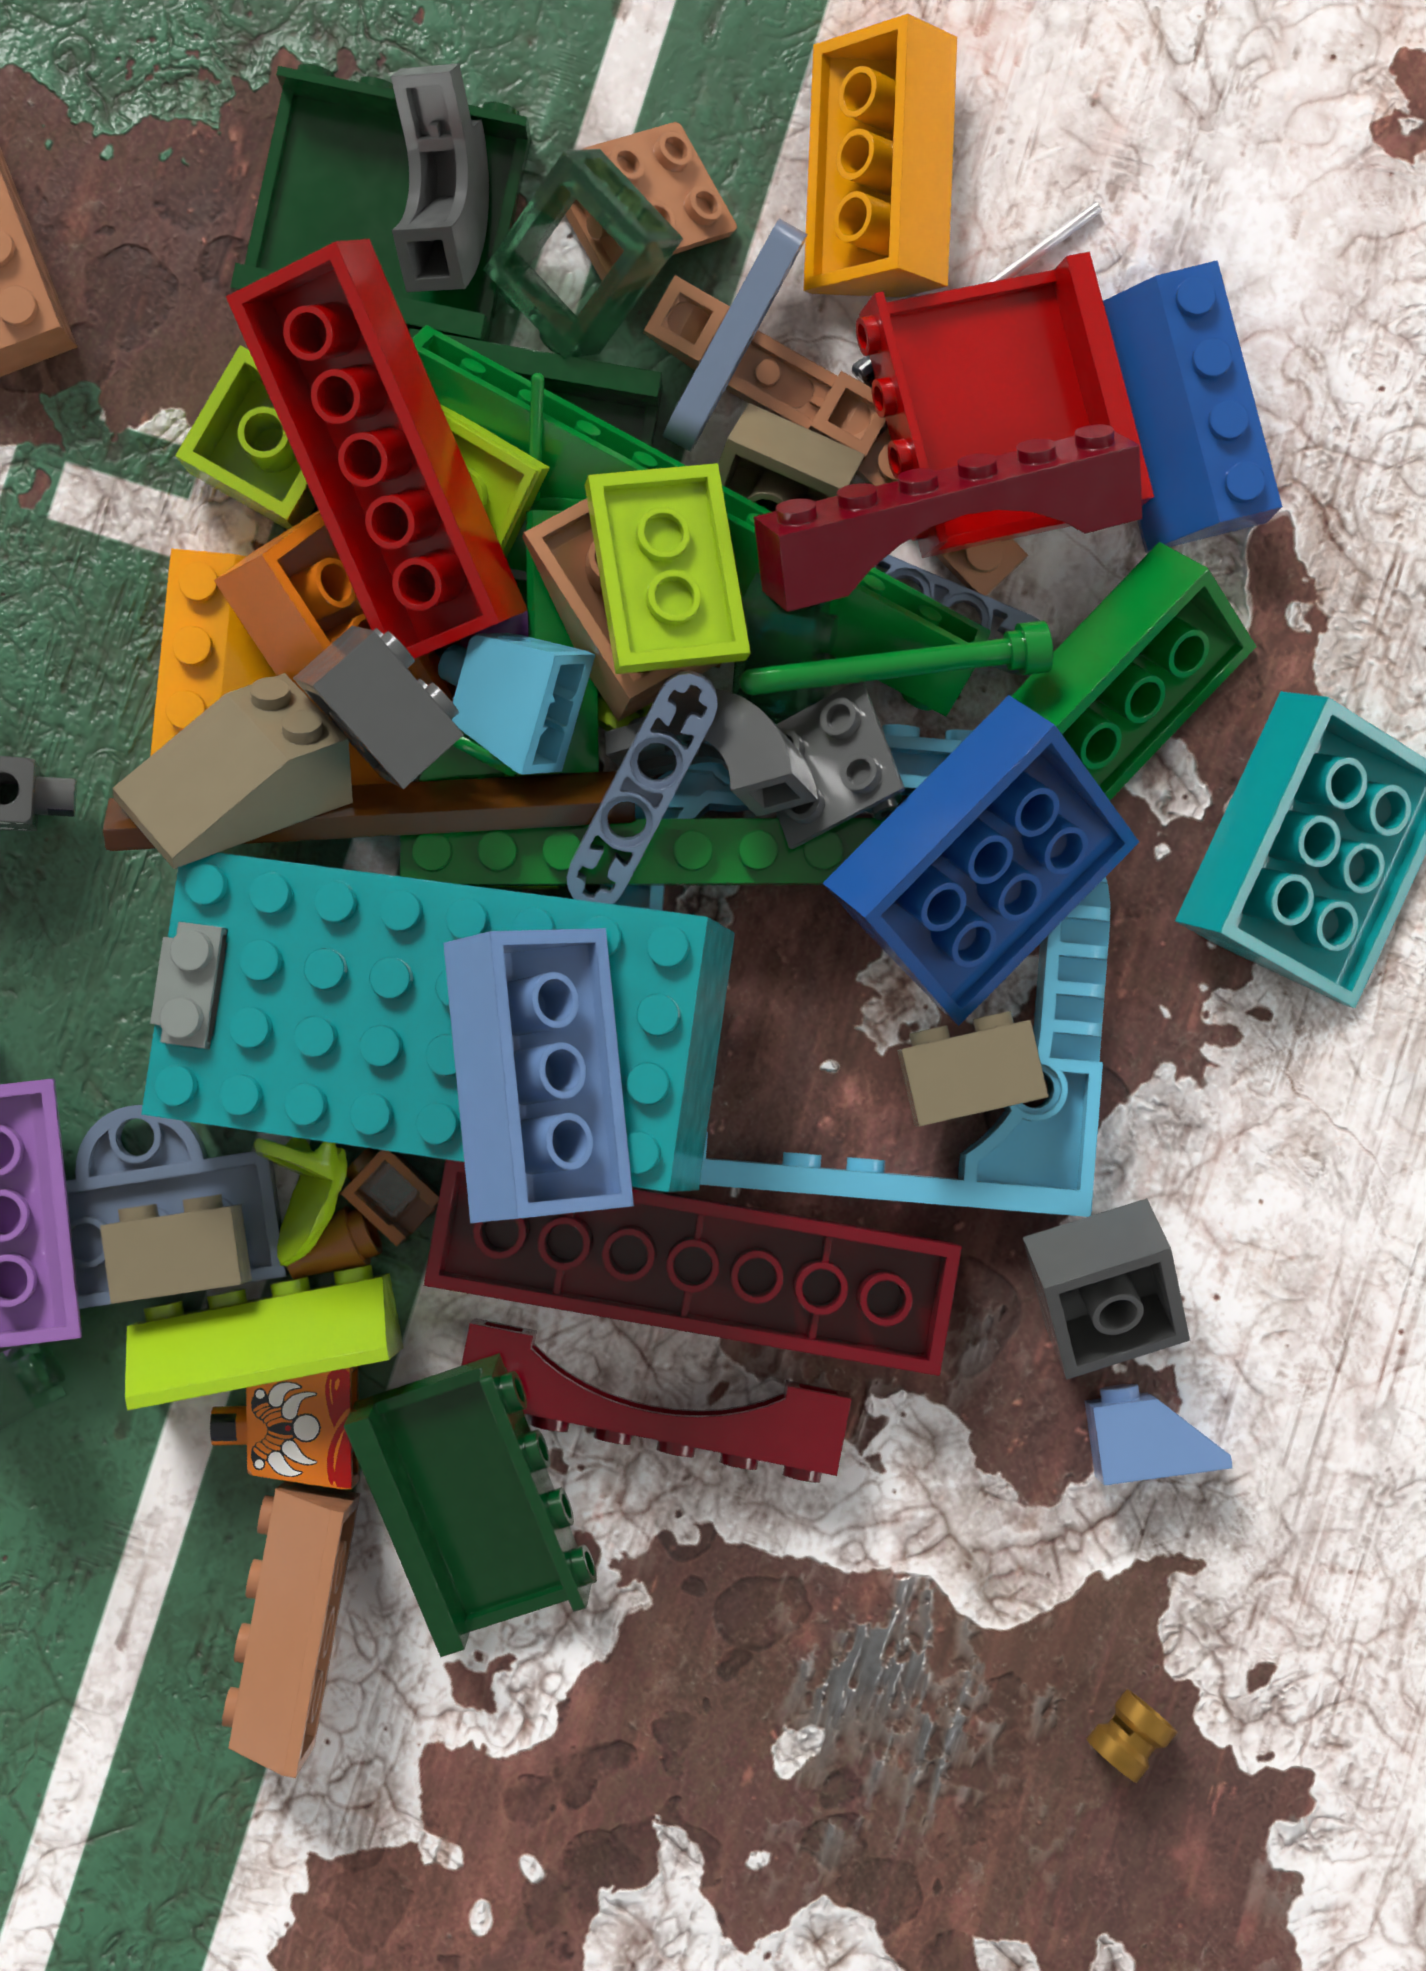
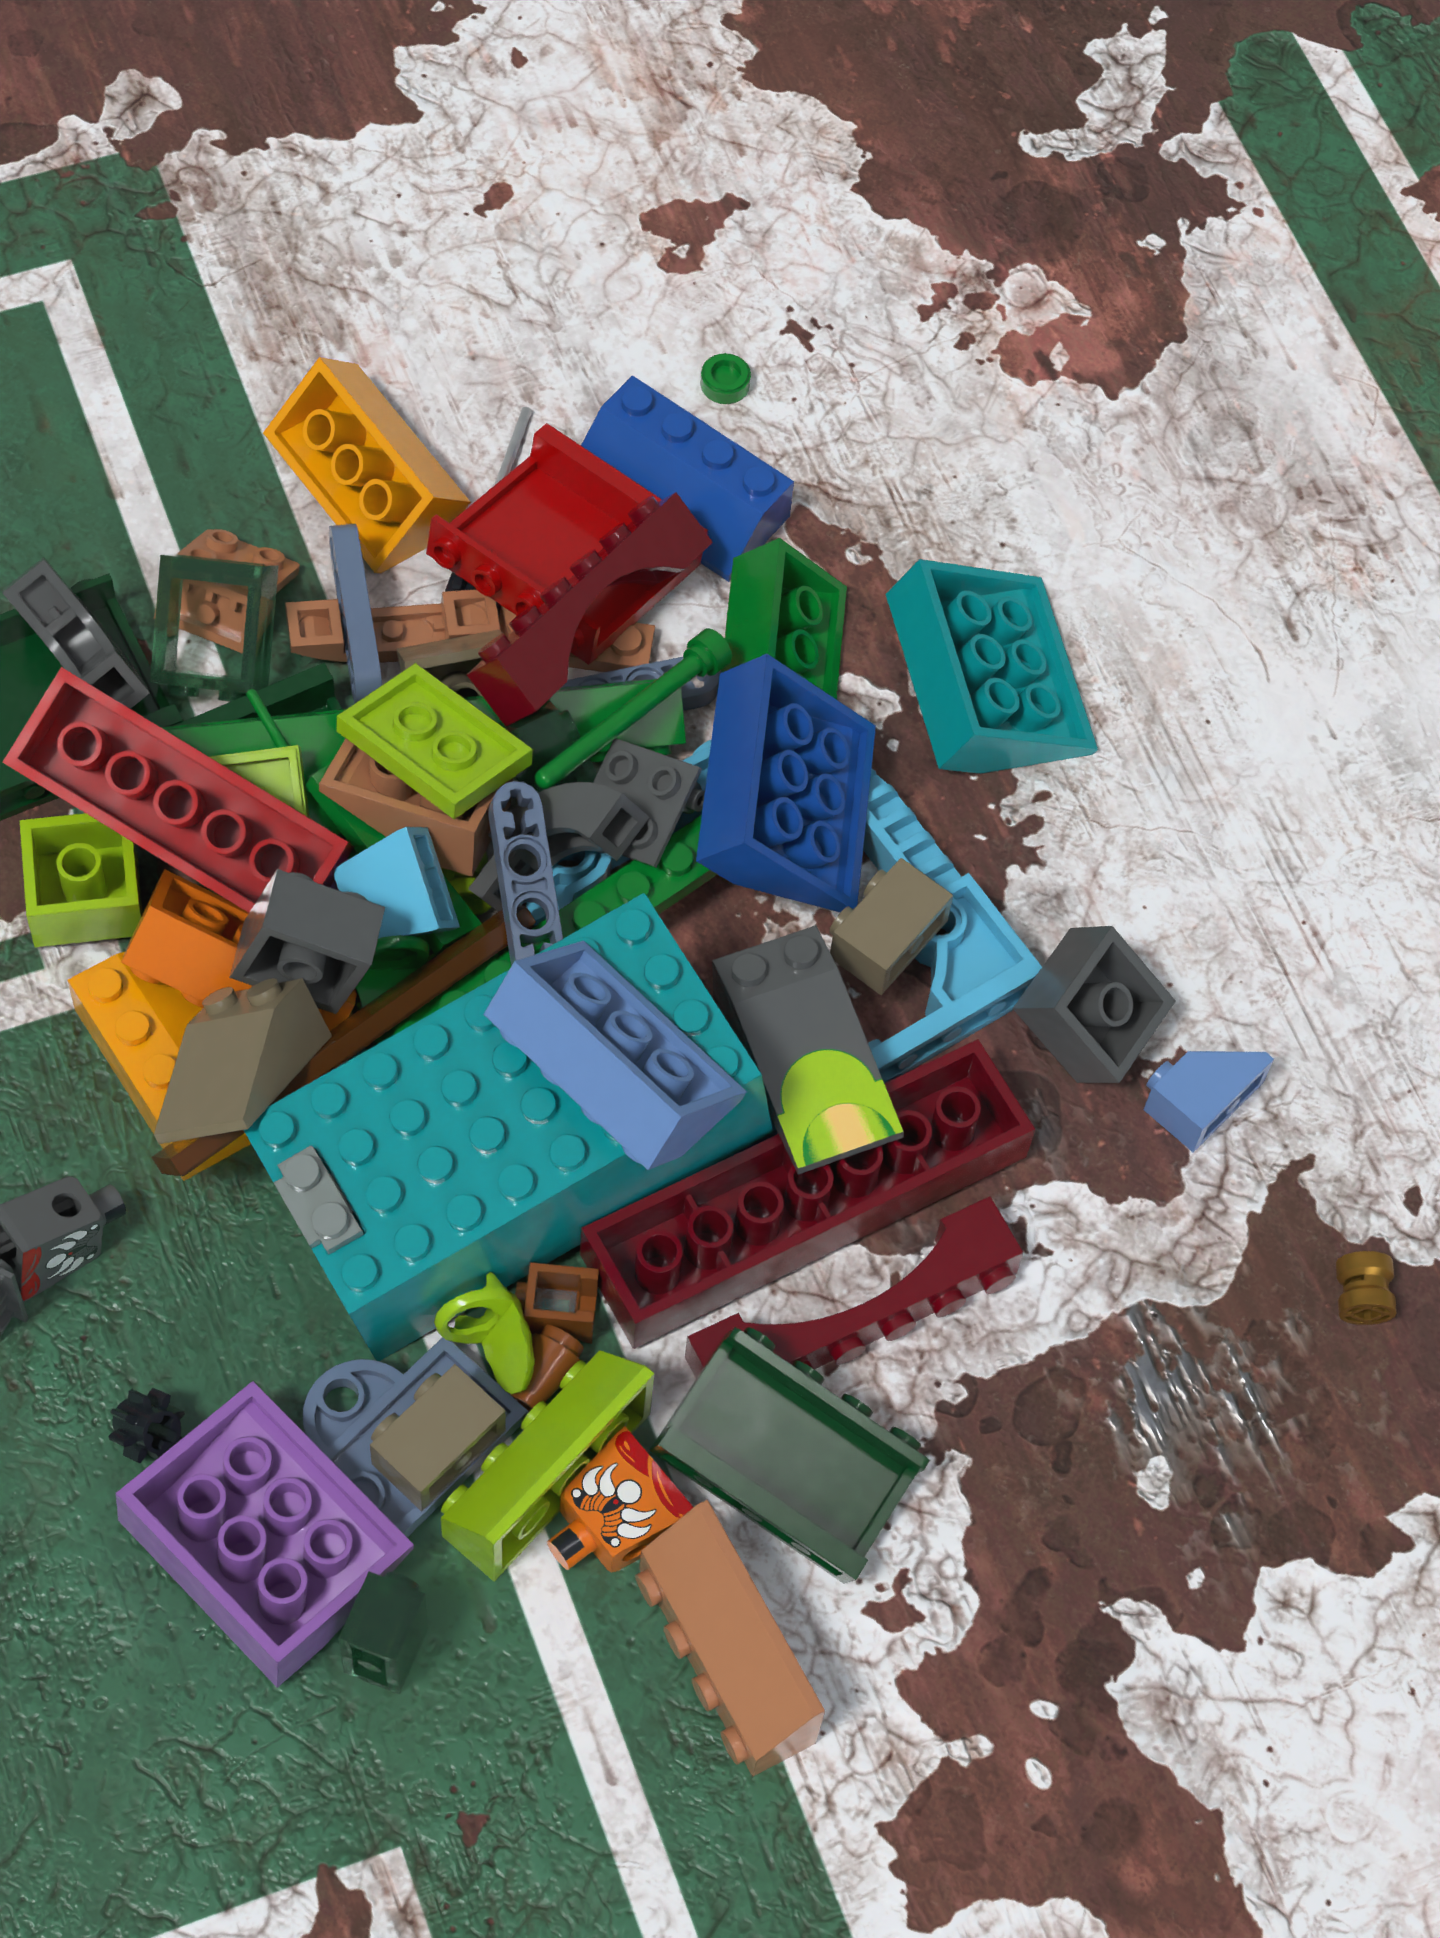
camera: 40 degrees left, 25 degrees down
(783, 1145) = (808, 1046): none -> dark grey slope
(1328, 316) = (725, 378): none -> green tile

